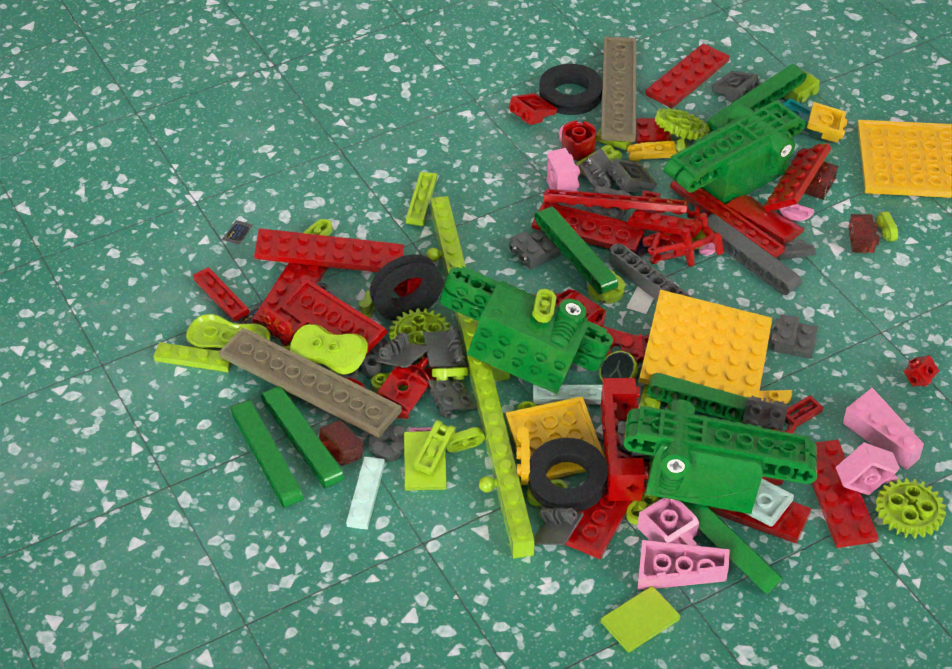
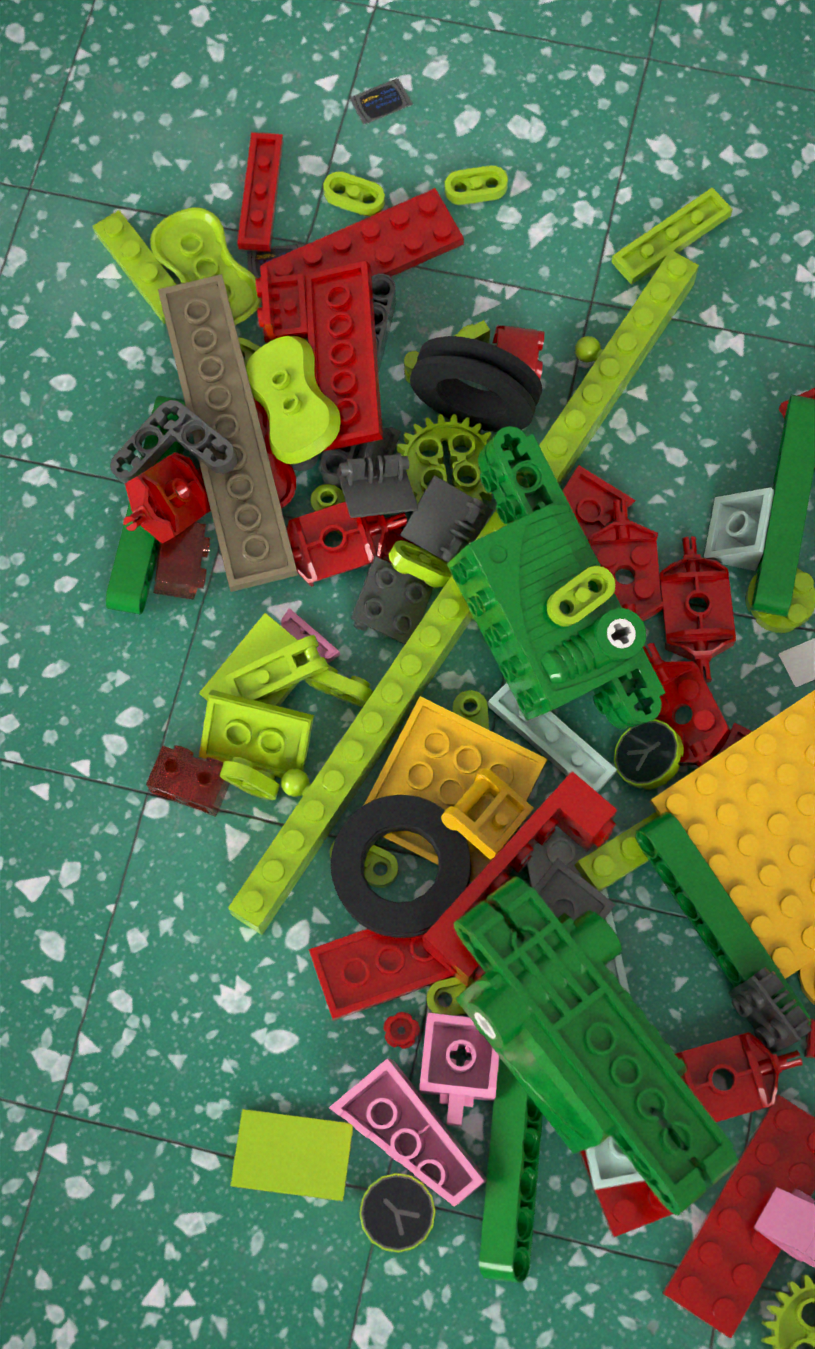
camera: 45 degrees right, 25 degrees up
(264, 269) = (355, 193): none -> lime plate
(266, 453) = (84, 495): green beam -> none
(289, 393) = (176, 431): none -> dark grey beam
(315, 414) = (159, 506): none -> red plate
(325, 250) = (454, 231): red plate -> none
(365, 493) = (149, 656): light aqua plate -> none
(388, 452) = (239, 623): dark grey plate -> none
(439, 519) = (188, 780): none -> clear red brick
(449, 479) = (256, 731): none -> lime tile
(467, 495) = (254, 782): none -> lime plate
(523, 454) = (374, 782): yellow hinge -> none
(533, 248) = (743, 447): dark grey plate -> none
(557, 526) = (316, 928): dark grey hinge -> none
(565, 272) = (739, 528): none -> light aqua slope
(589, 426) = (496, 822): none -> yellow plate
(632, 534) = (391, 1028): none -> red plate
(706, 603) = (397, 1212): none -> black tile

